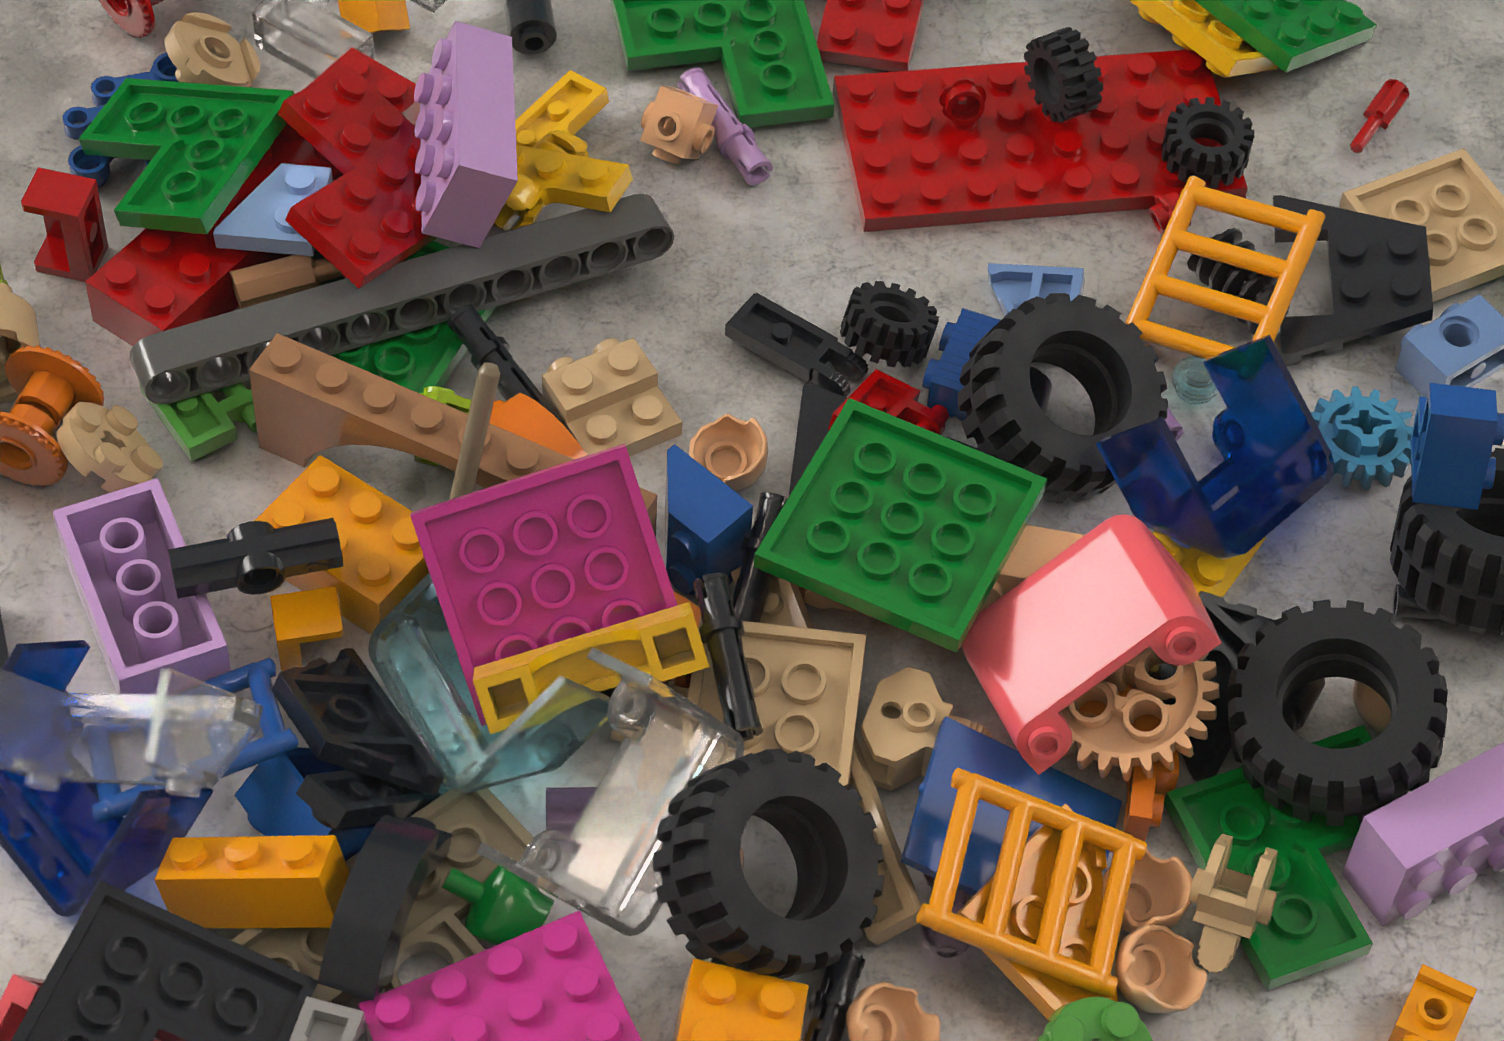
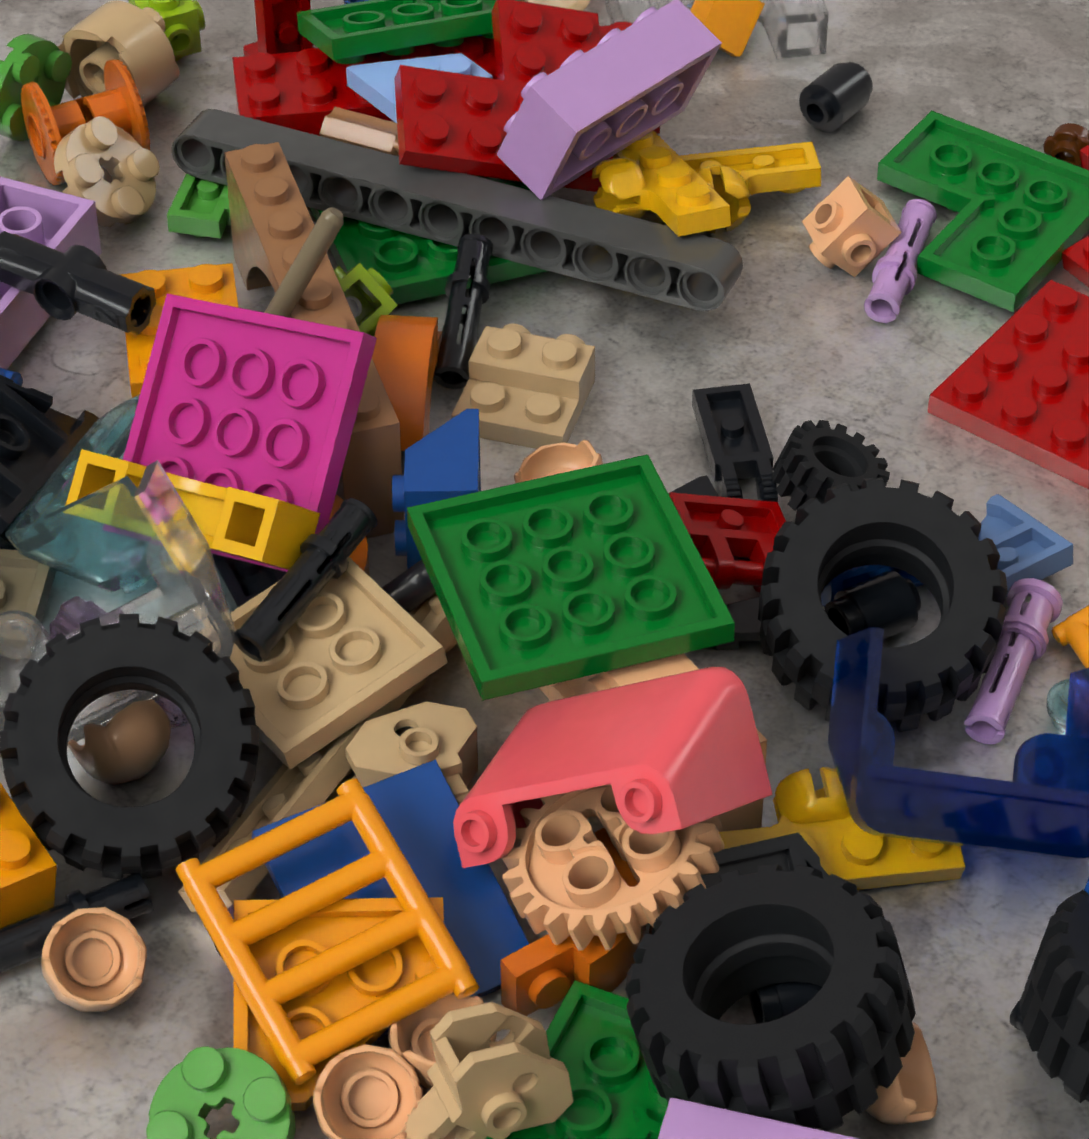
camera: 50 degrees right, 10 degrees down
(304, 619) = (80, 368): light orange panel -> none

